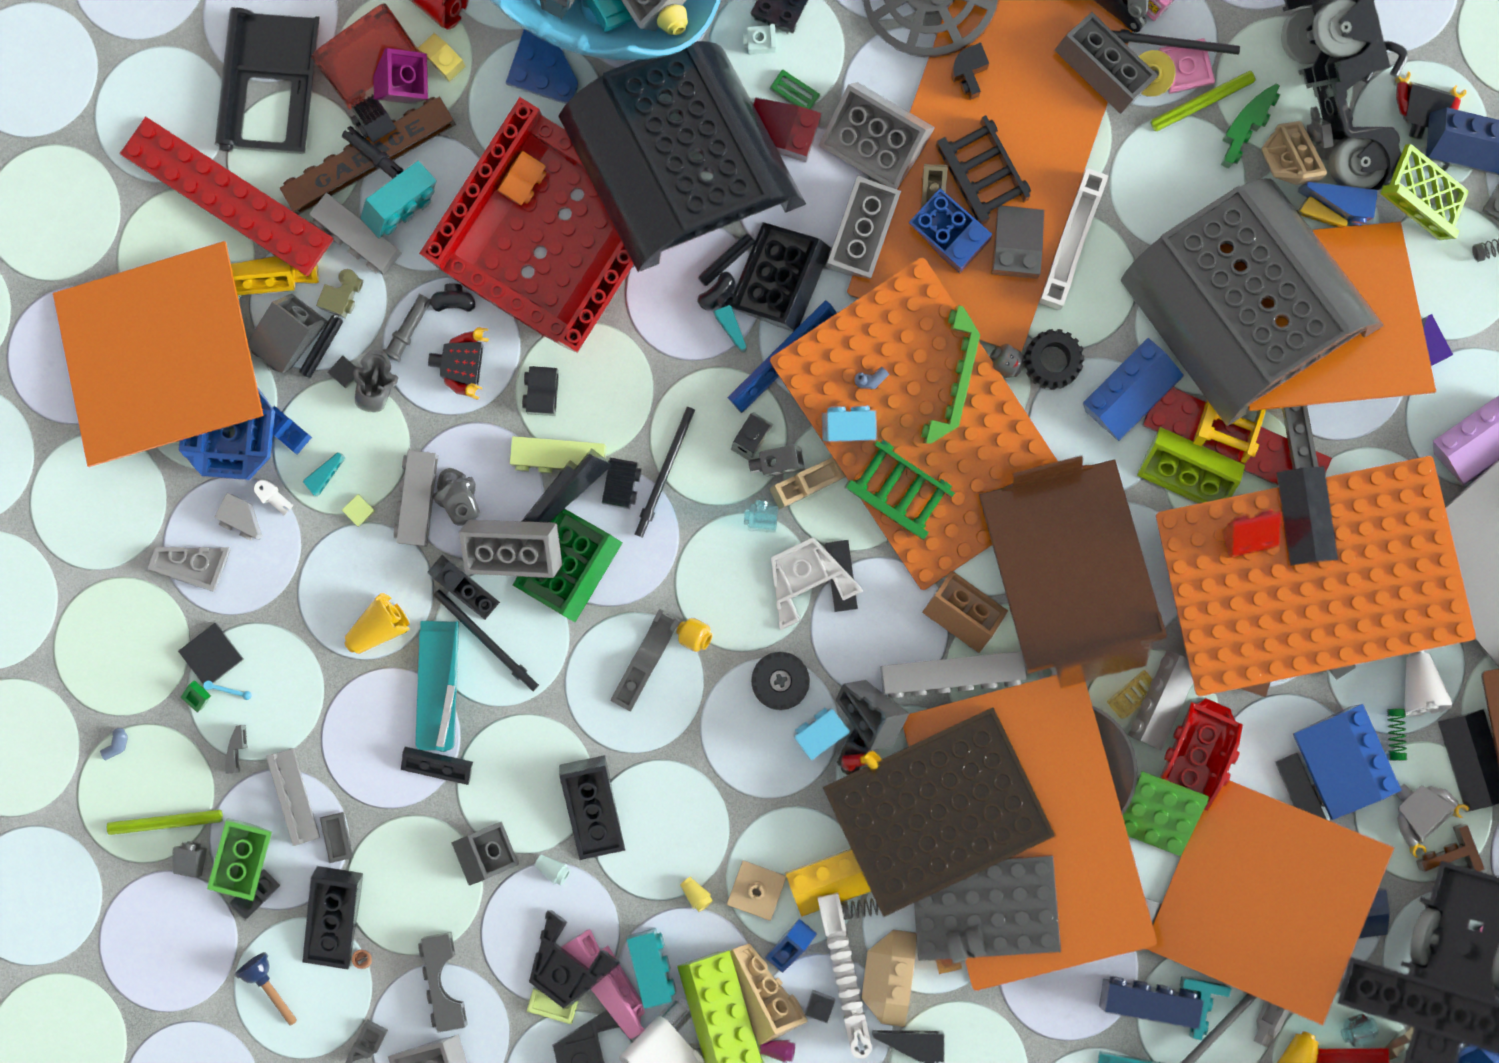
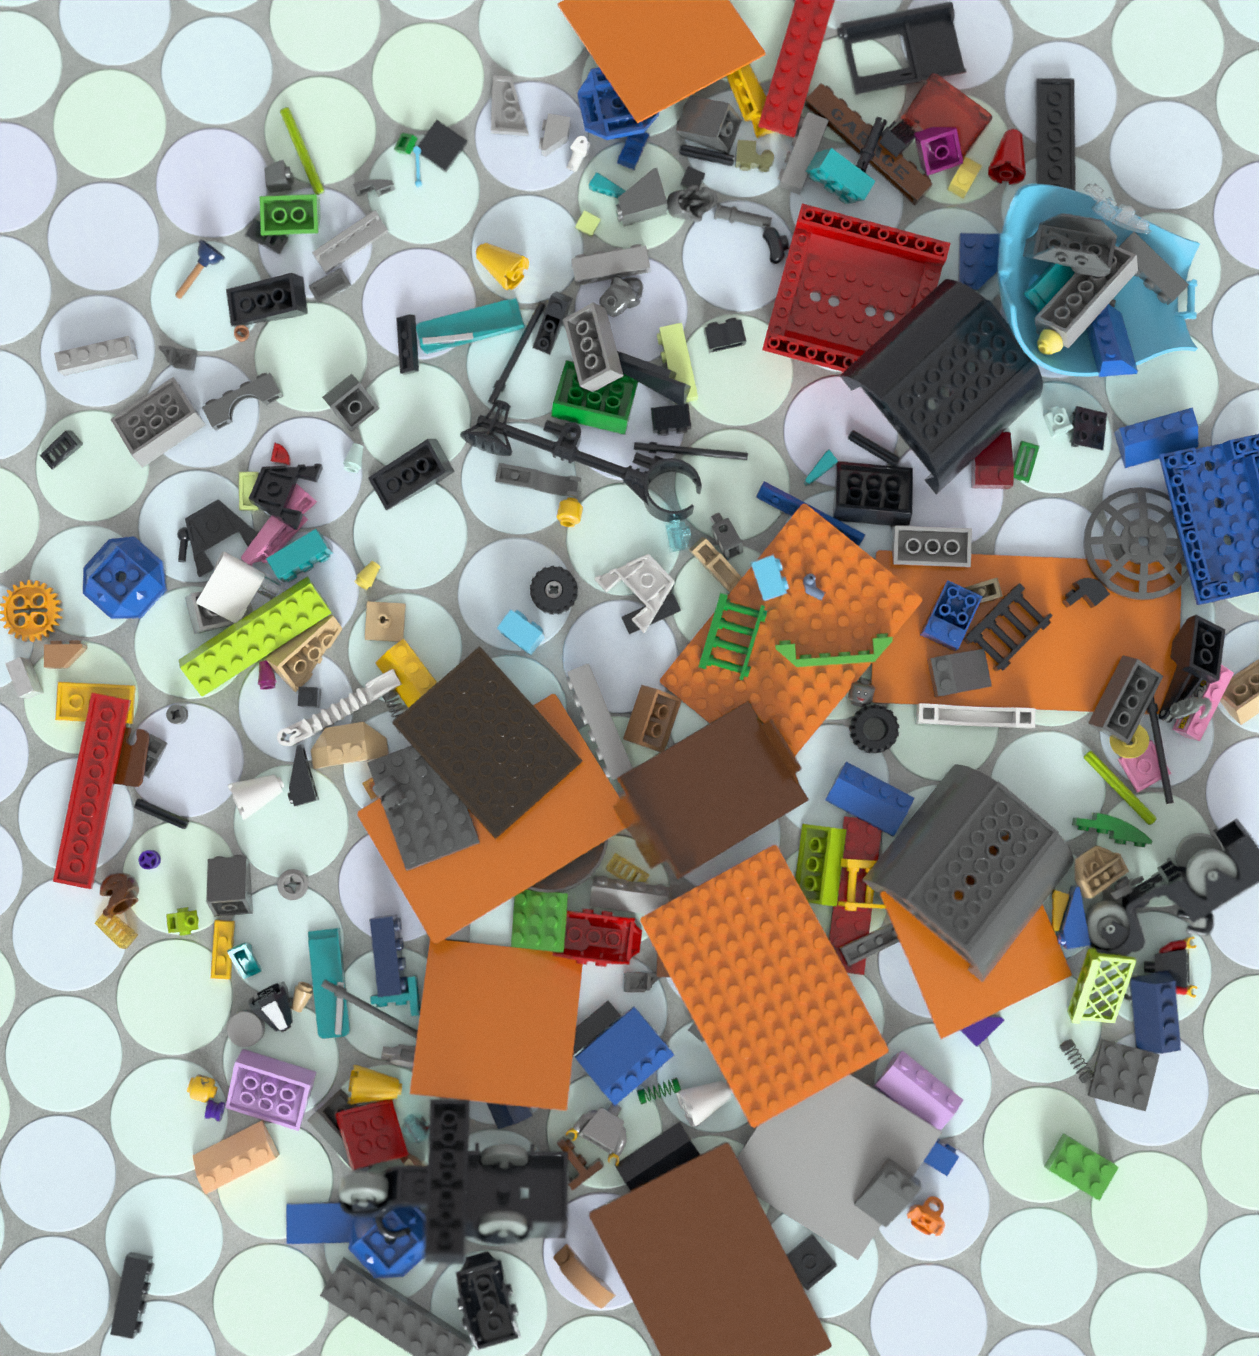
camera: 70 degrees right, 0 degrees up
(117, 745) = (350, 96): sand blue arm -> none
(354, 437) = (642, 200): none -> dark grey slope
(461, 362) = (728, 266): torso -> none
(520, 955) = (280, 455): none -> red tile
(521, 178) = (887, 266): orange brick -> none
(620, 615) = (567, 449): none -> black piece
(719, 294) = (843, 450): black piece -> none
(751, 436) = (740, 509): black torso -> none
(791, 945) = (350, 661): blue slope -> none
(856, 754) = (523, 666): torso -> none
(871, 713) = (548, 667): dark grey wedge -> none
(875, 135) = (1009, 534): light grey slope -> none
(1254, 534) = (781, 923): red slope -> none
(1264, 719) = (639, 981): none -> dark grey slope
(1307, 515) = (810, 964): black slope -> none

